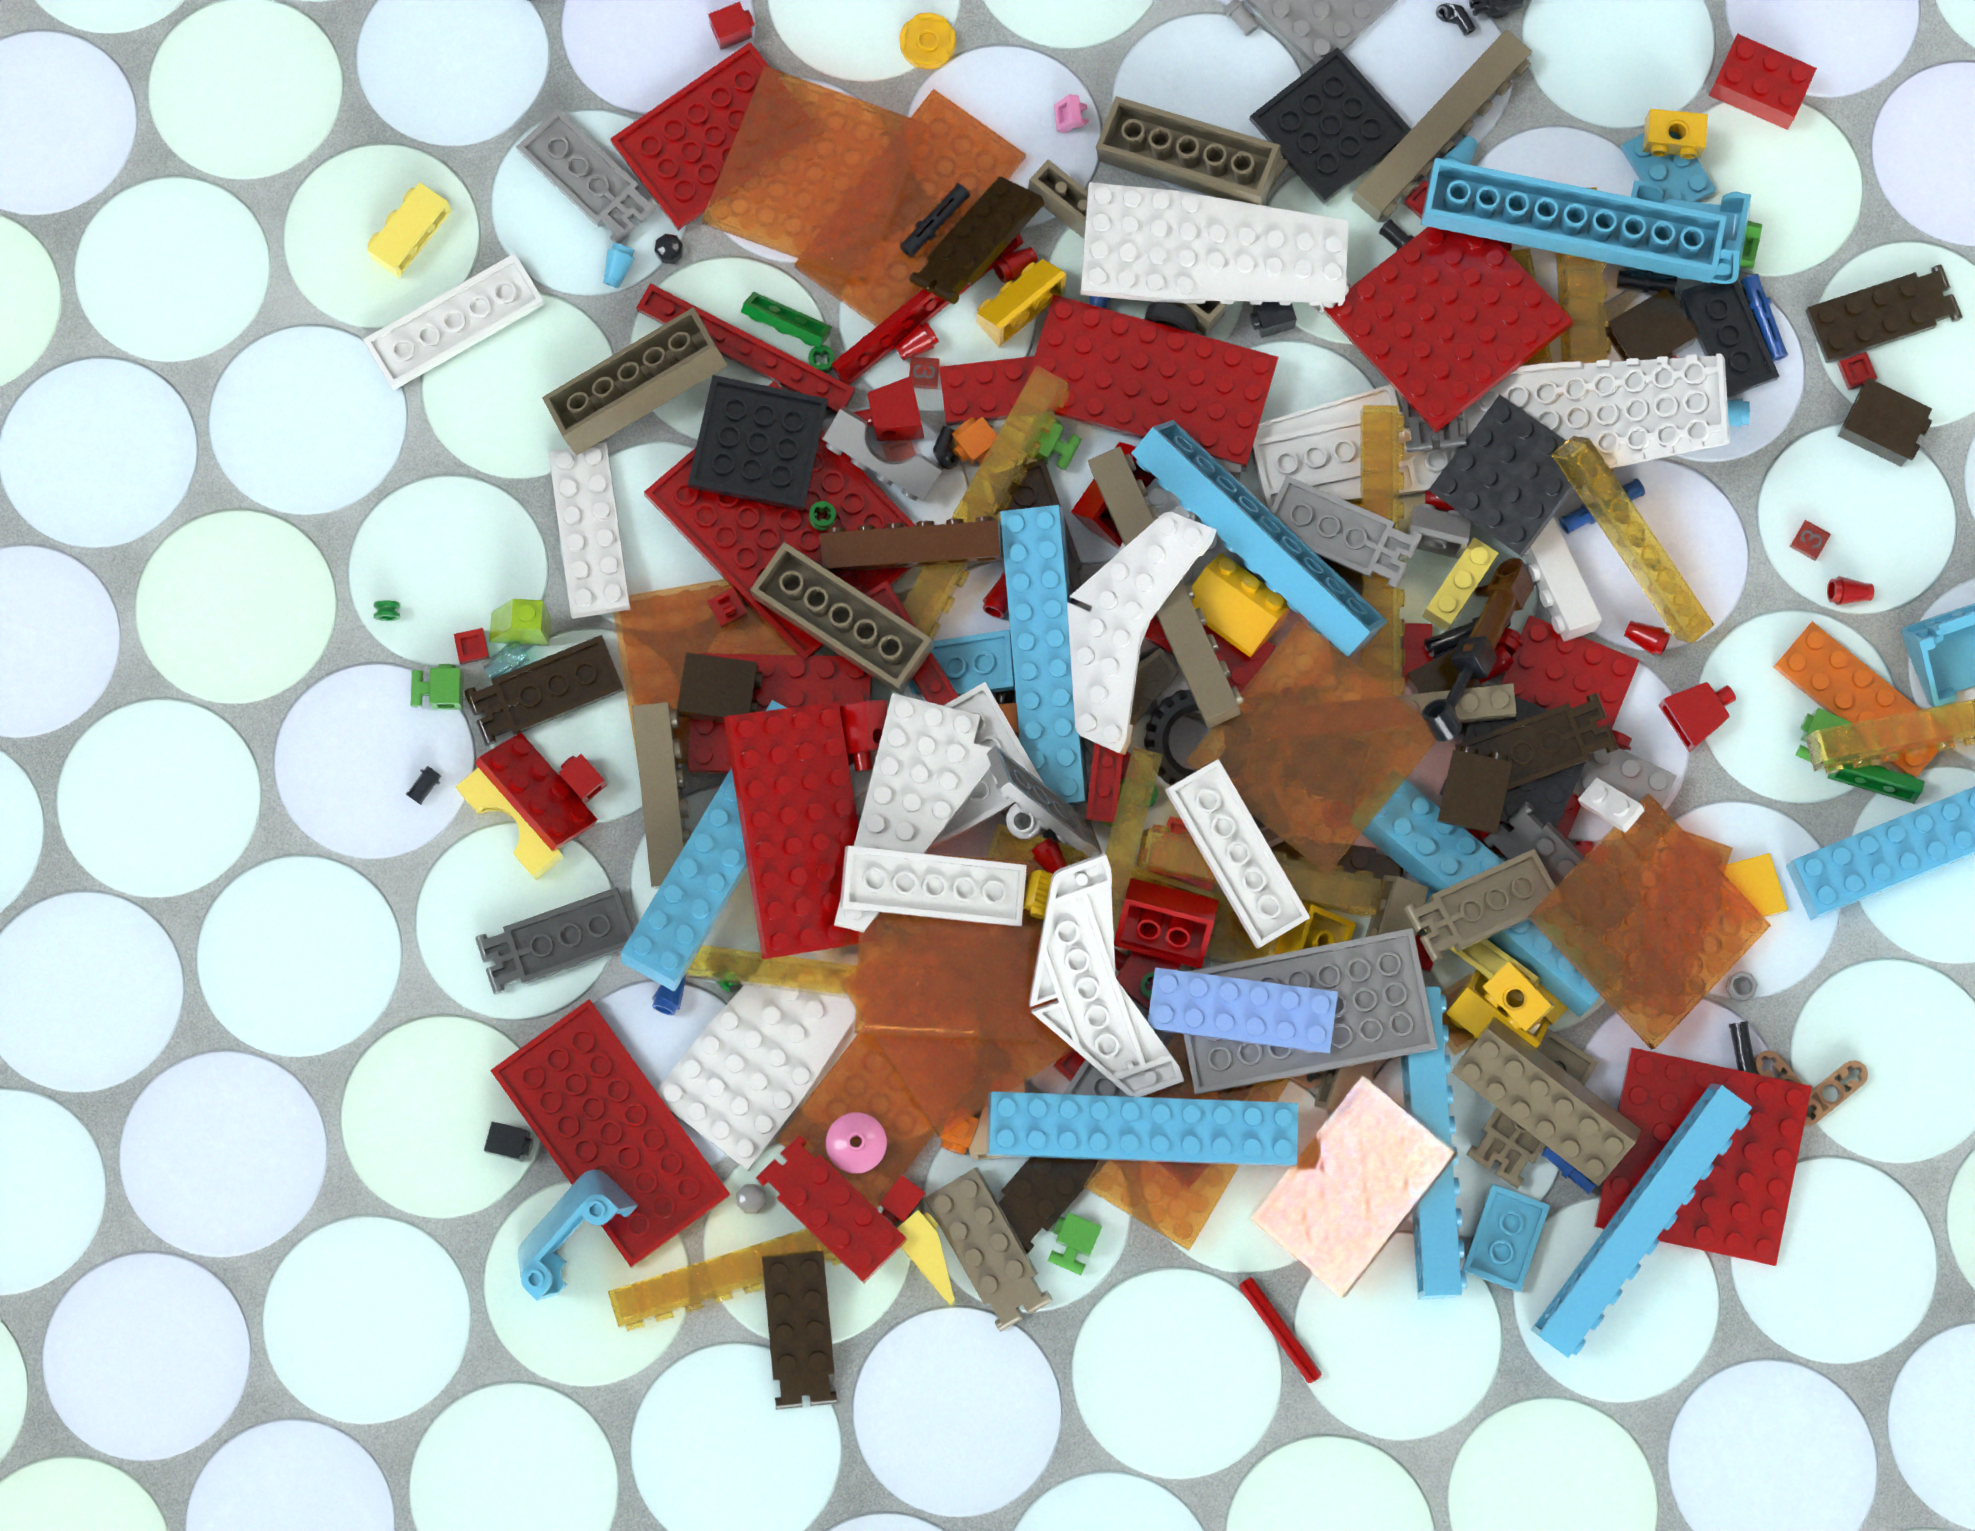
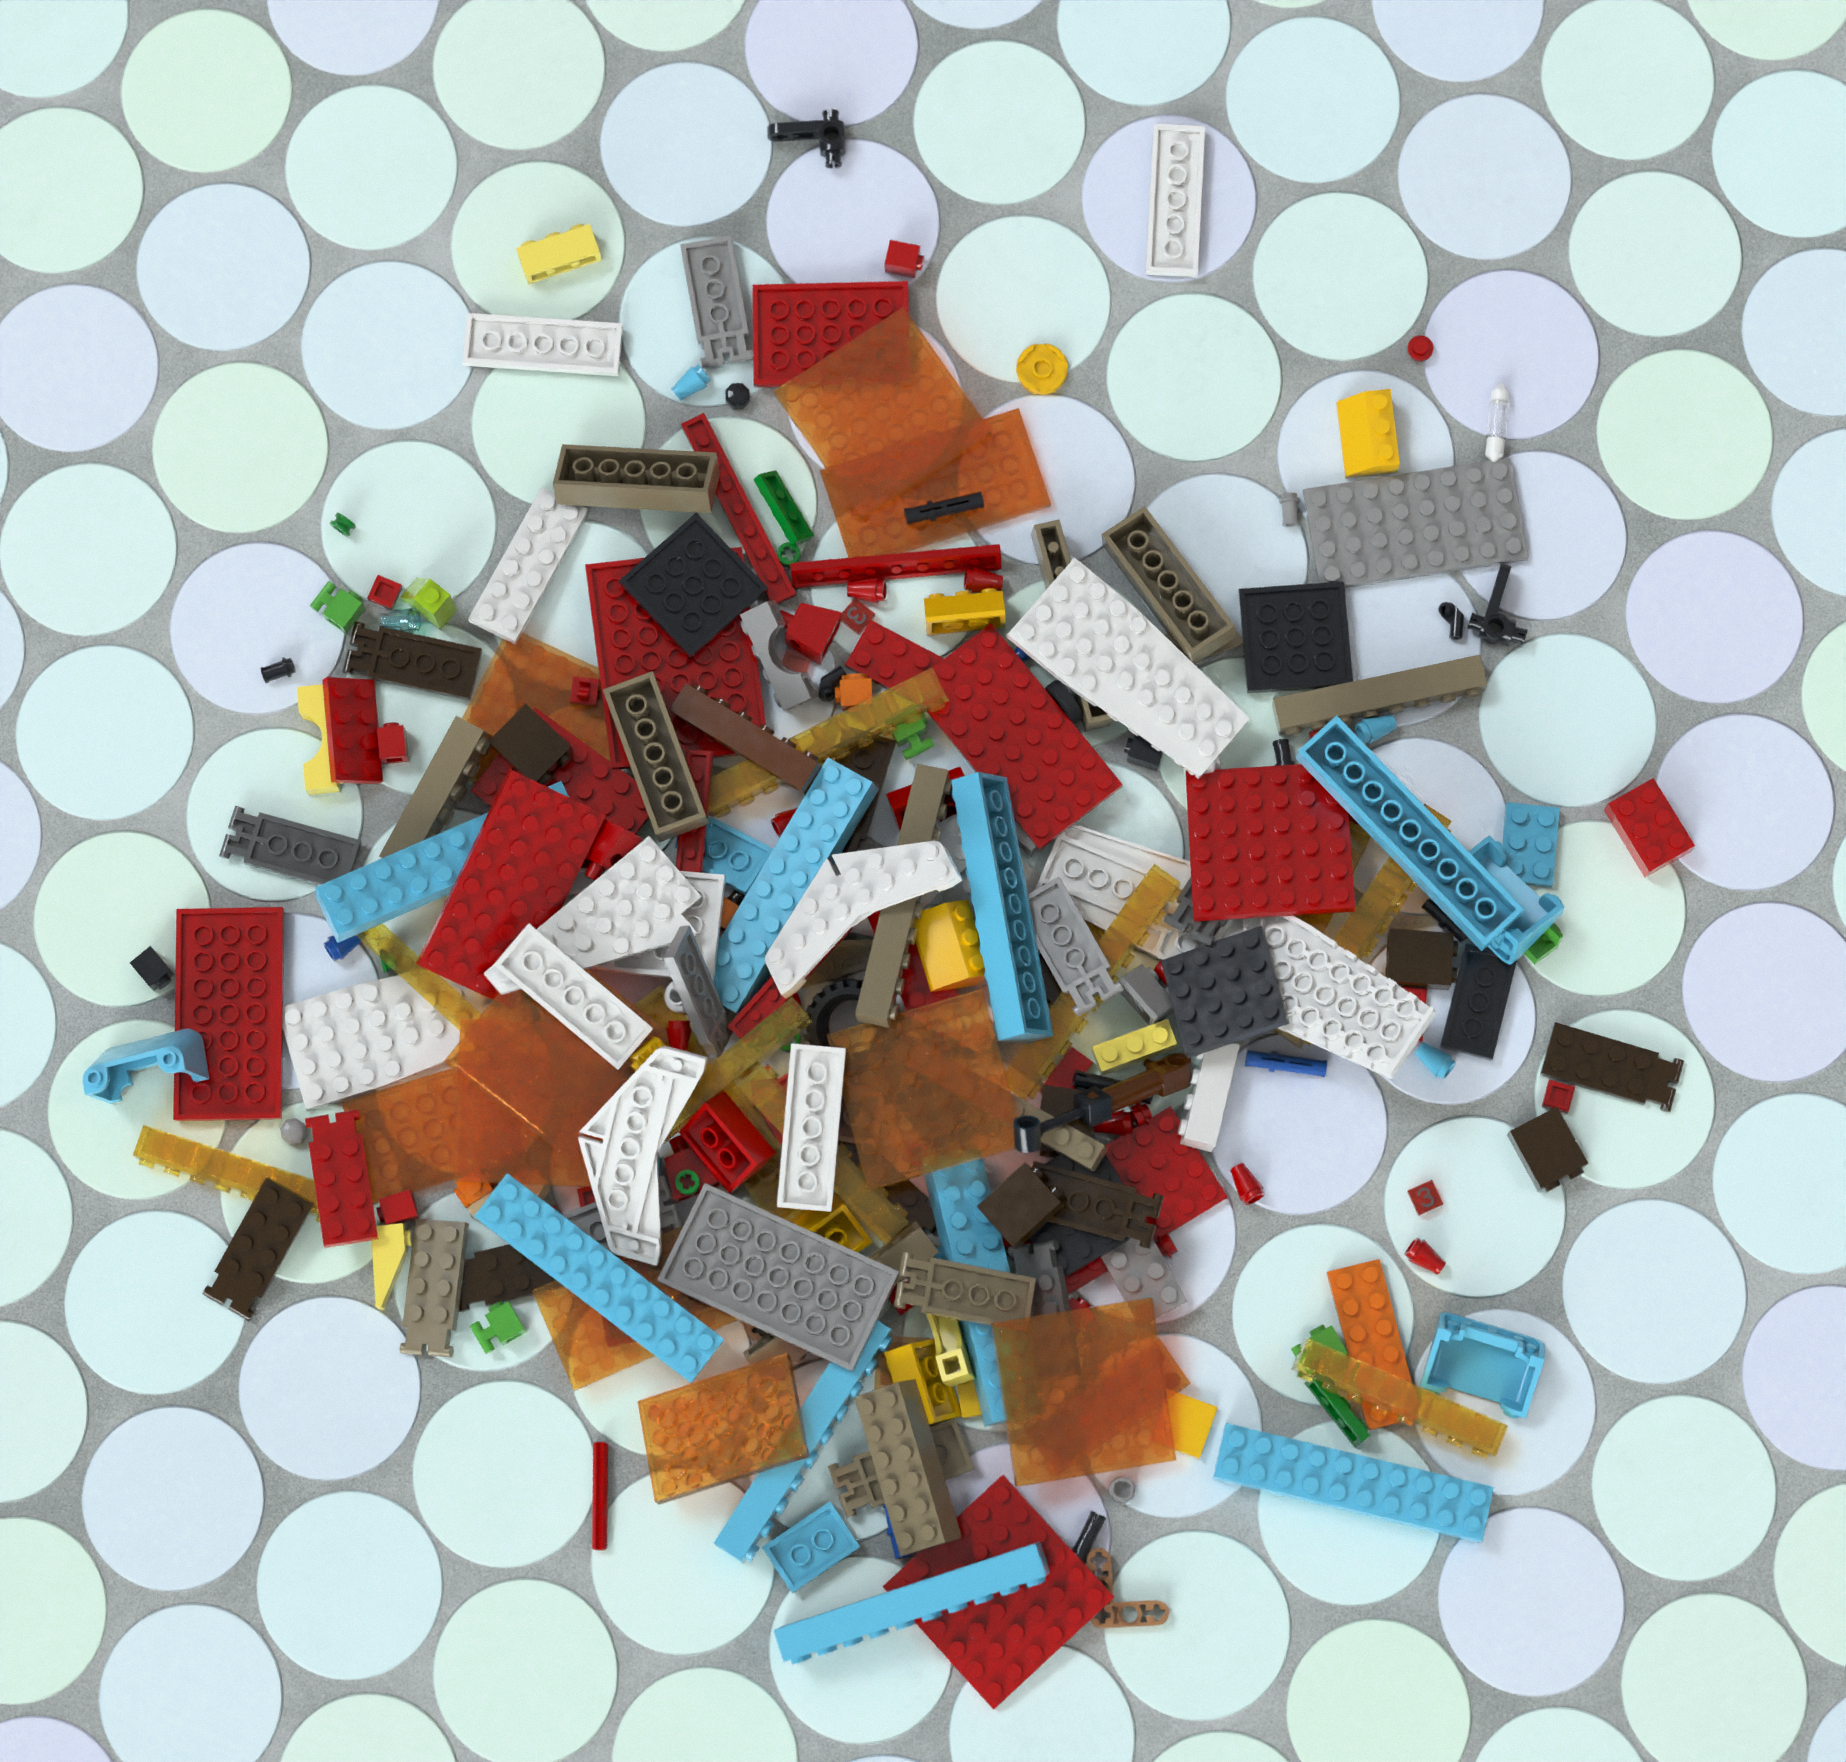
camera: 40 degrees right, 0 degrees up
(821, 507) = (696, 678): green bush -> none
(865, 1156) = (404, 1154): bright pink dish -> none
(977, 239) = (964, 544): dark brown hinge -> none
(1069, 113) = (1104, 495): bright pink tile -> none
(1242, 1010) = (734, 1244): light blue plate -> none
(1535, 1003) = (949, 1389): yellow brick -> none
(1611, 805) = (1116, 1286): white plate -> none
(1632, 539) = (1277, 1102): clear yellow brick -> none
(1689, 125) = (1543, 806): yellow brick -> none
(1697, 712) = (1241, 1266): red torso -> none
(1764, 317) = (1524, 978): blue pin -> none

